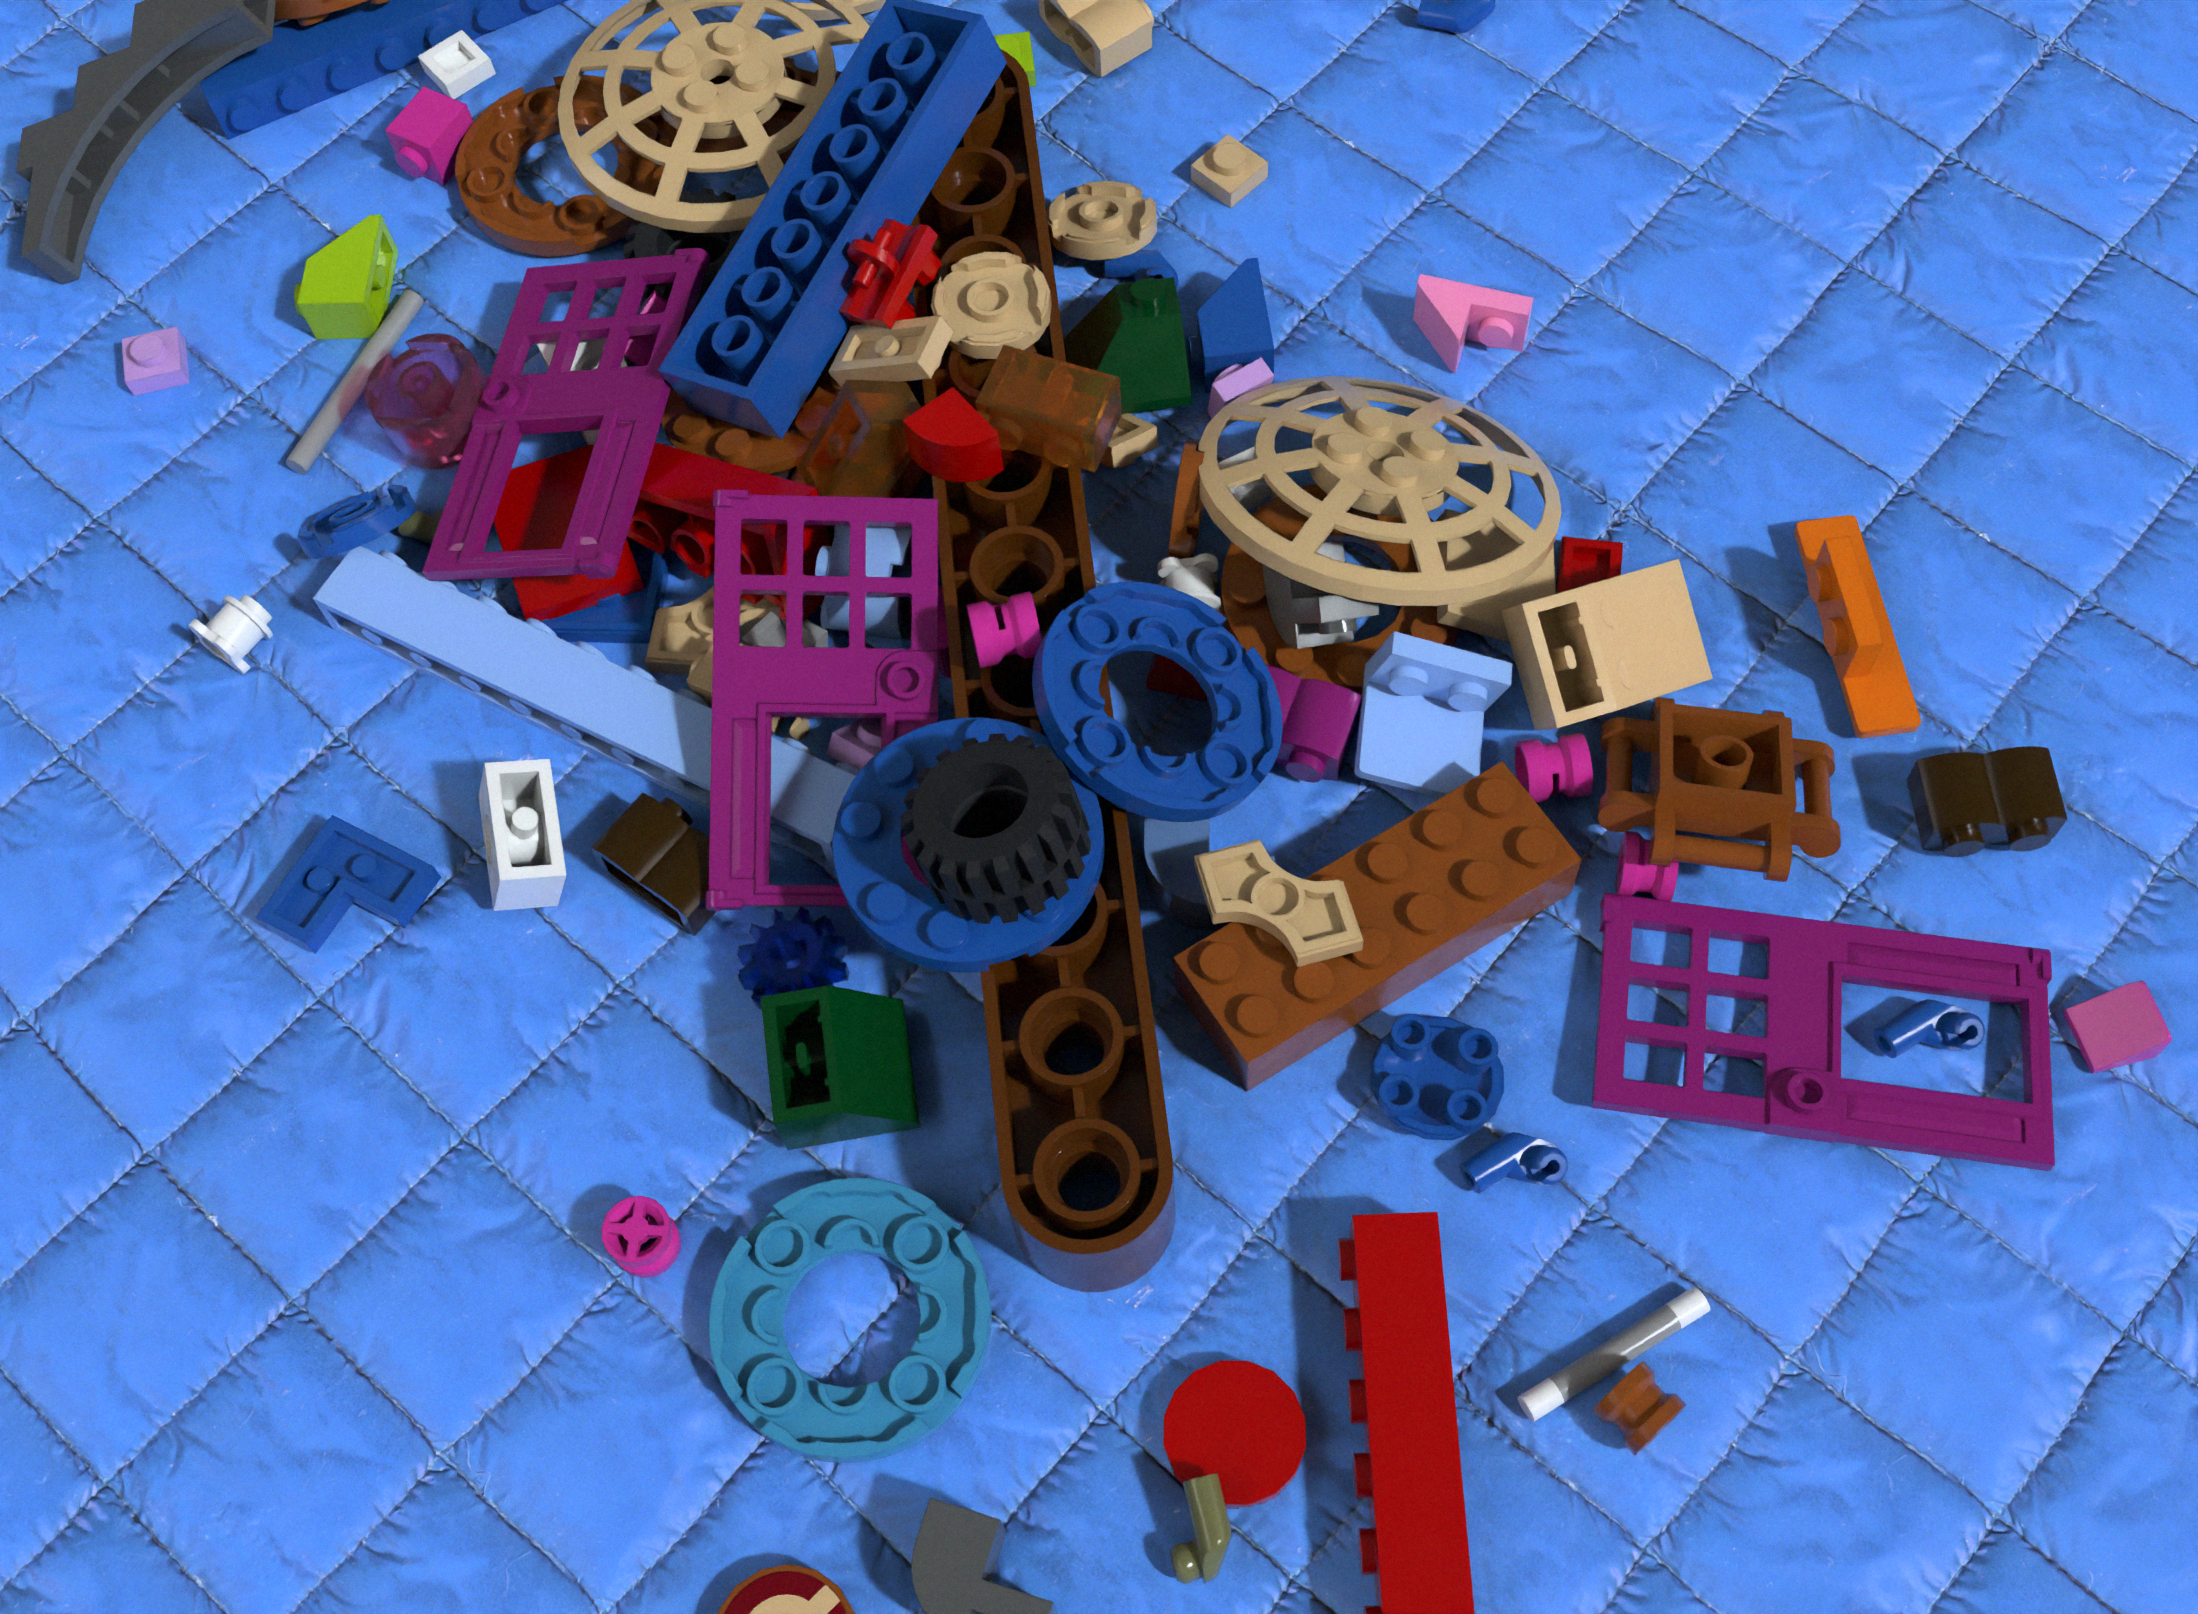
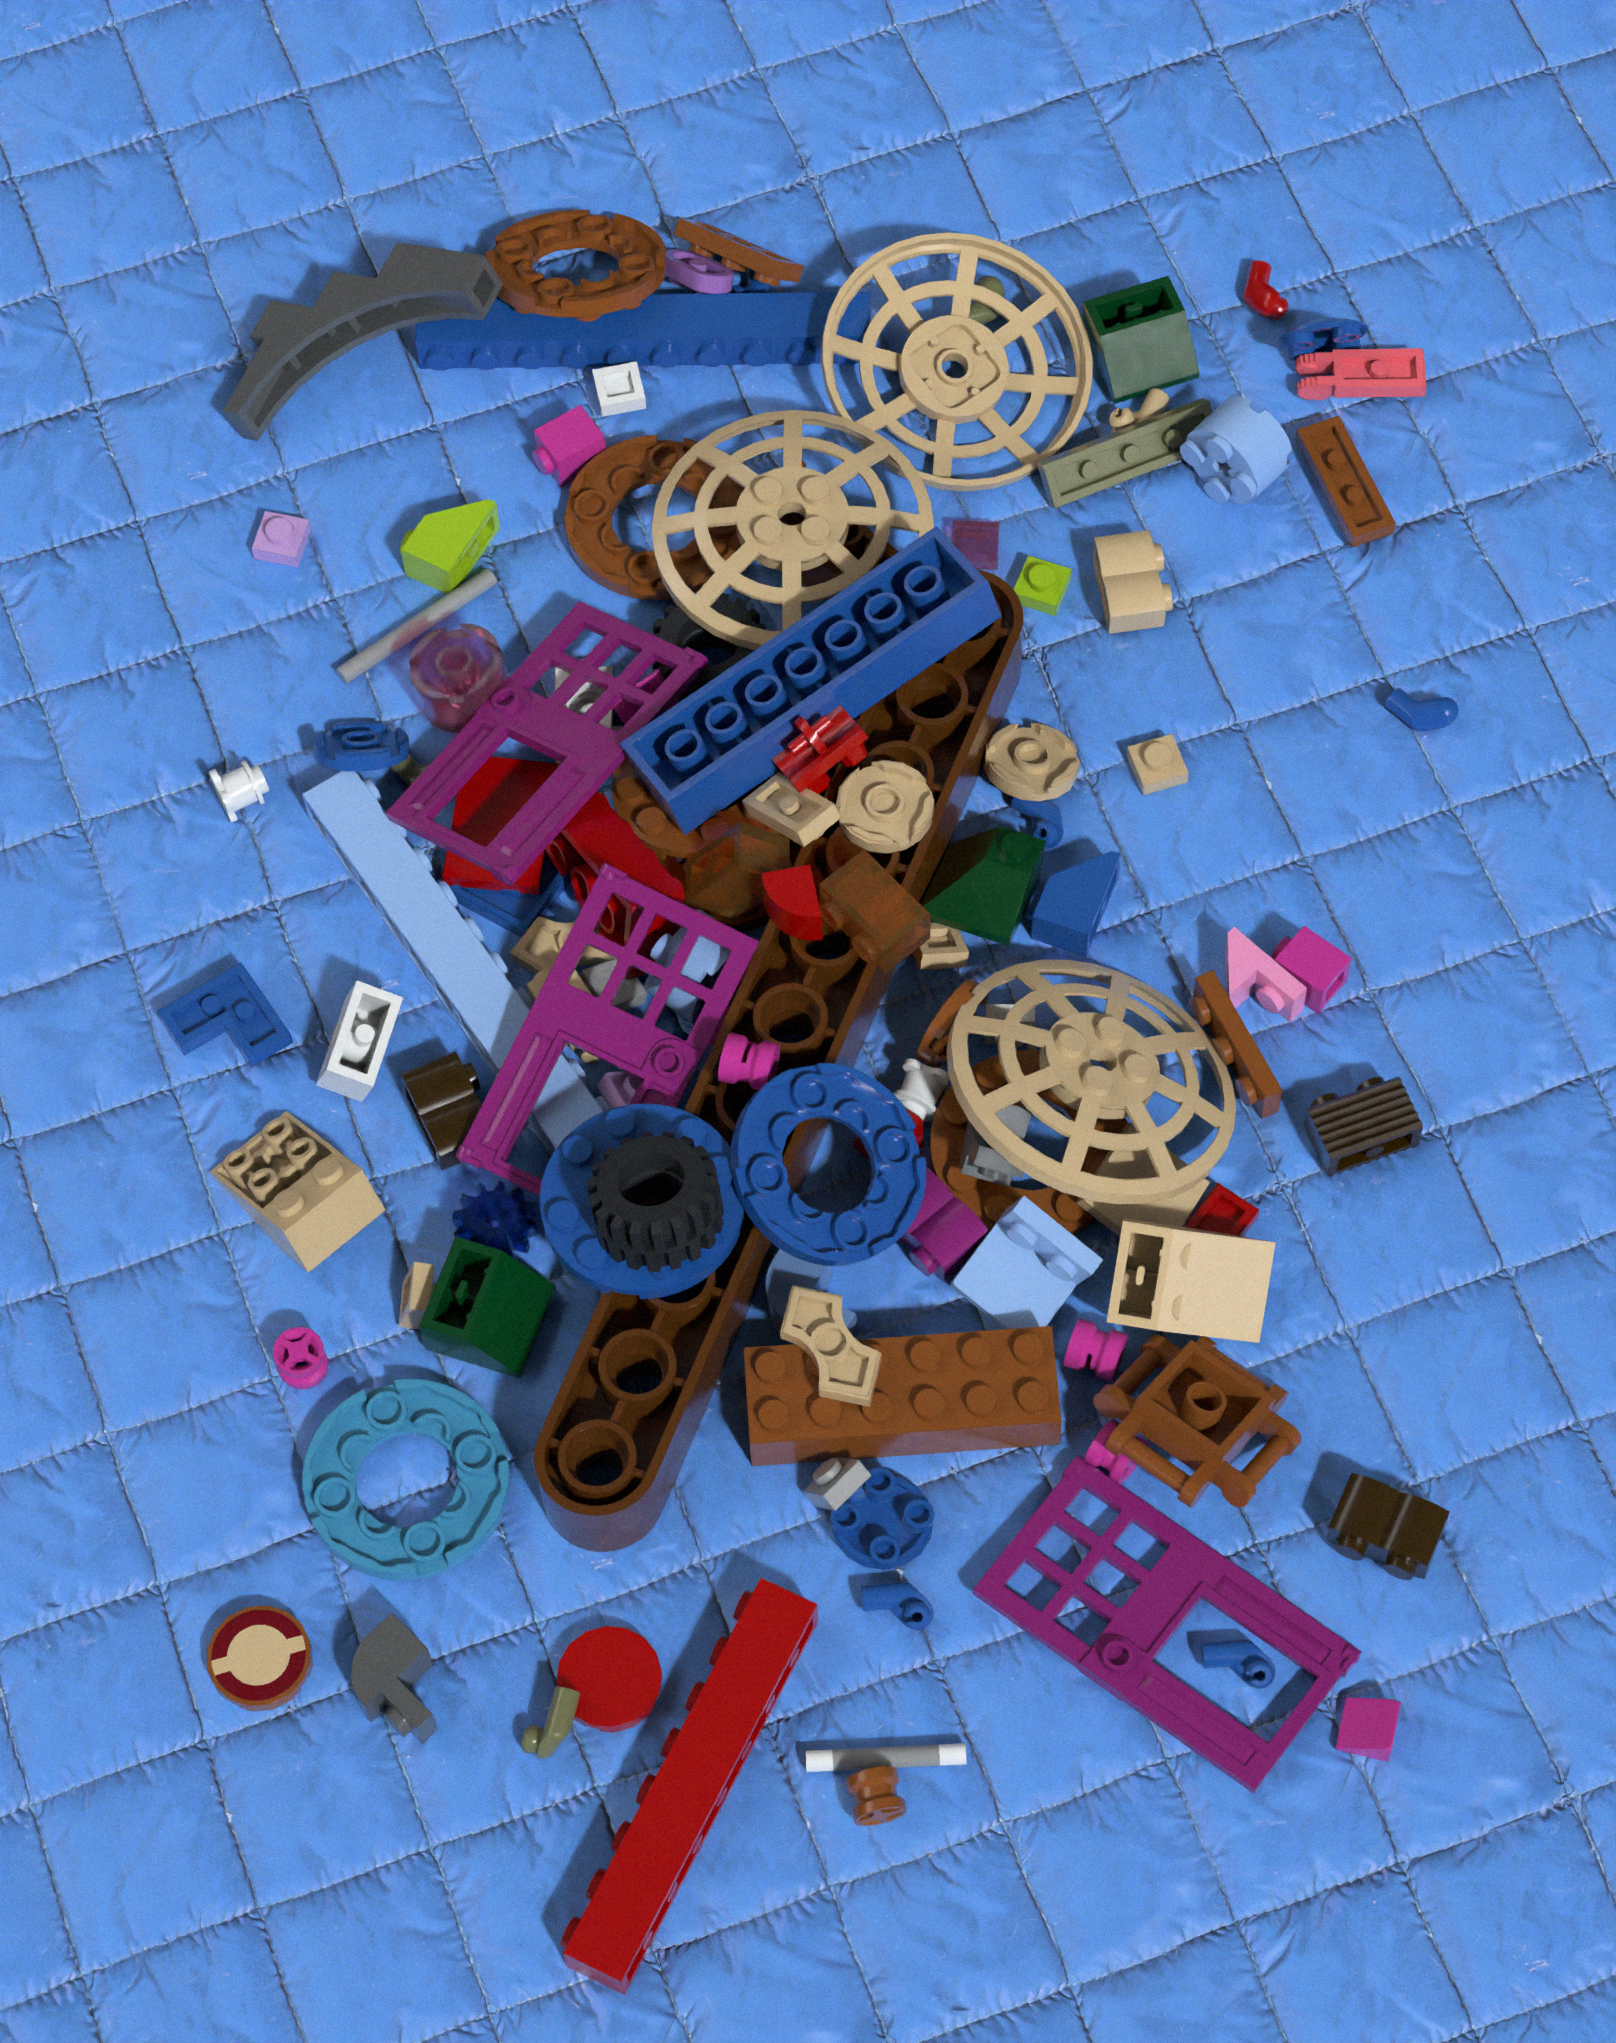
camera: 25 degrees right, 0 degrees up
(537, 1039) = (299, 1190): none -> tan slope
(745, 1091) = (416, 1294): none -> tan plate
(1236, 382) = (1049, 947): lavender plate -> none
(1363, 1059) = (836, 1482): none -> light grey plate
(1492, 389) = (1235, 1045): none -> dark orange plate
(1520, 271) = (1315, 965): none -> dark pink brick
(1672, 408) = (1362, 1125): none -> dark brown brick
(1856, 627) = (1387, 1355): orange bracket -> none

